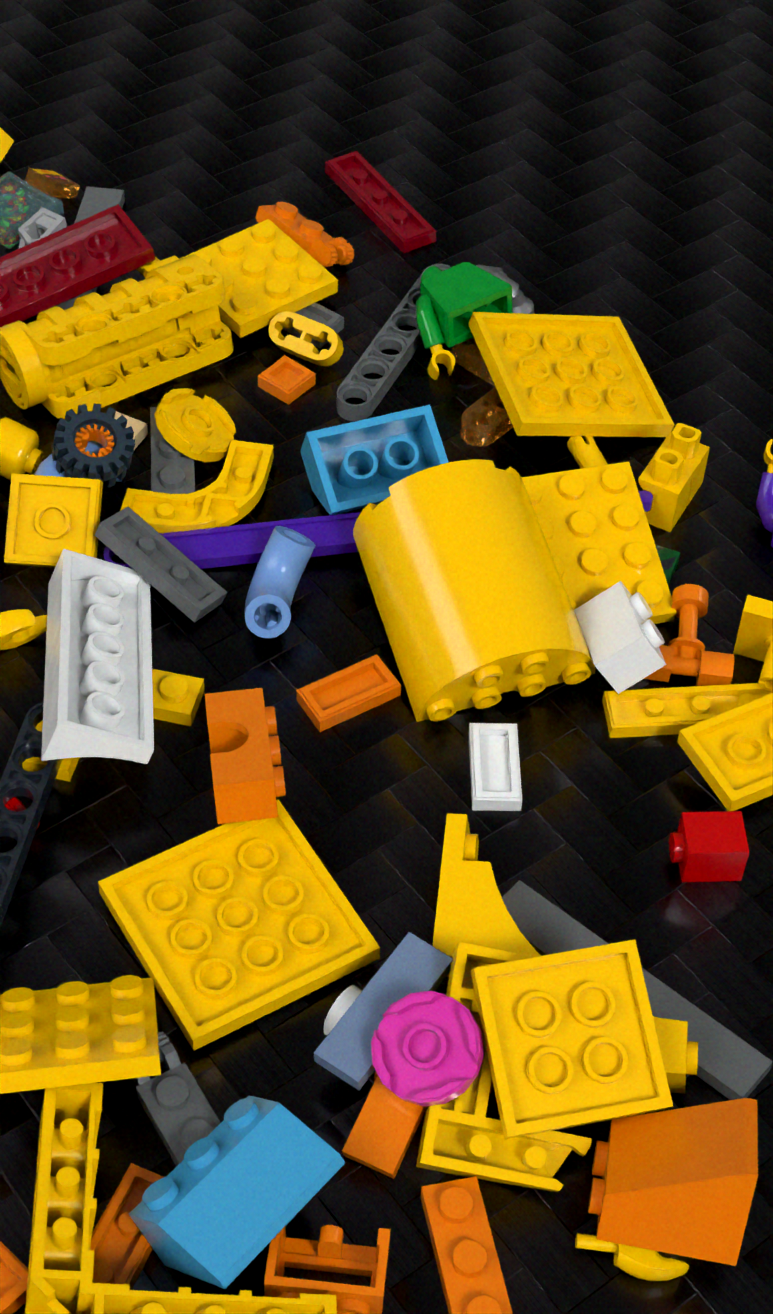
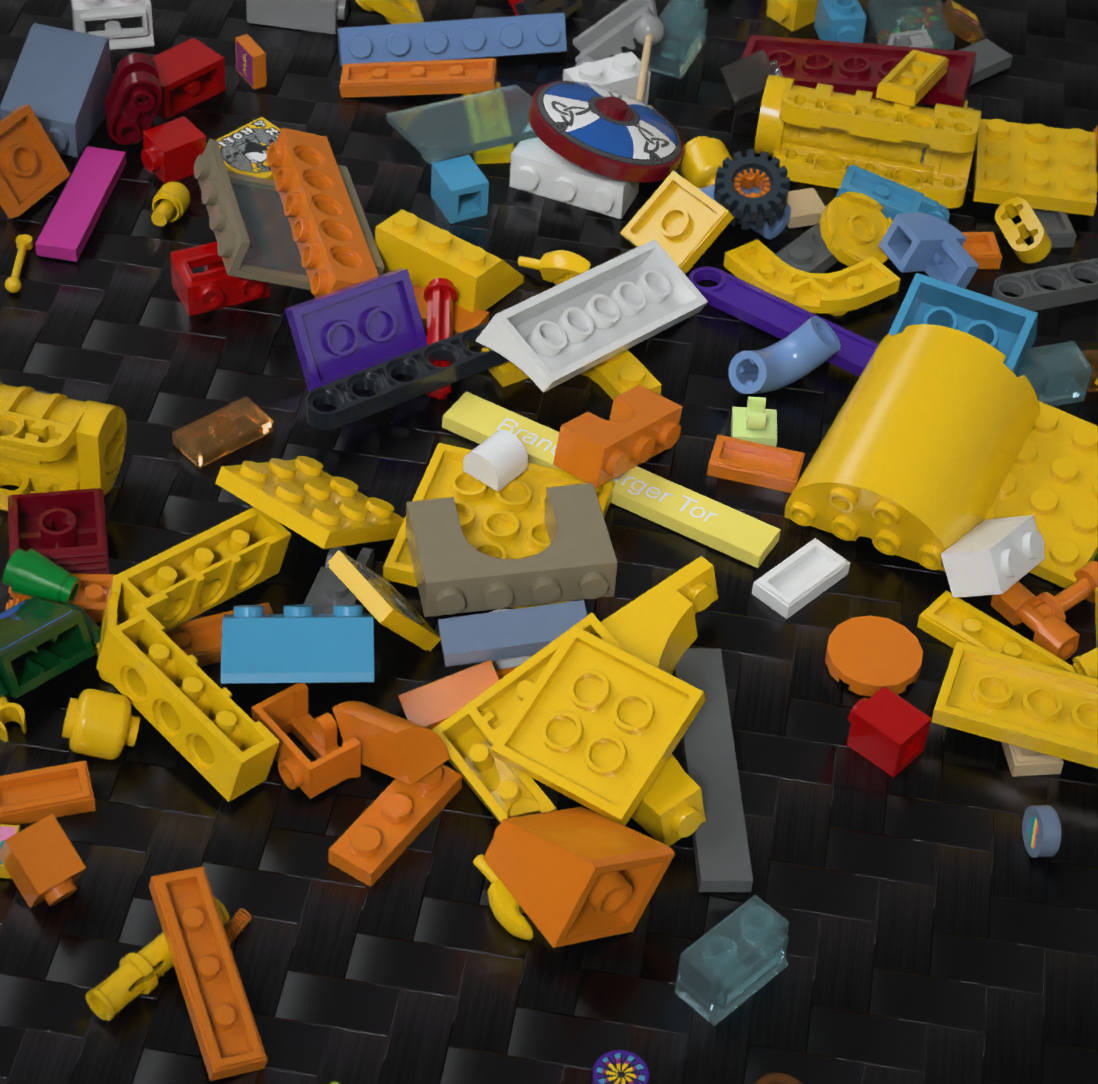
camera: 45 degrees right, 5 degrees down
(110, 259) = (912, 78): none -> yellow tile
(160, 564) = (716, 296): dark grey plate -> none
(175, 858) = (497, 460): none -> white brick
(203, 375) = (890, 195): none -> dark azure hinge
(243, 1075) = (383, 601): none -> yellow tile
(268, 400) = (928, 245): none -> medium blue brick
(281, 999) = (461, 579): none -> dark tan arch
(308, 789) = (634, 490): none -> light yellow tile
(310, 659) = (755, 422): none -> yellowish green tile
(405, 1203) = (390, 742): none -> orange brick
(427, 1048) = (501, 662): dark pink tile -> none
(471, 438) = (1057, 373): none -> clear light blue brick
(620, 790) = (873, 654): none -> orange tile

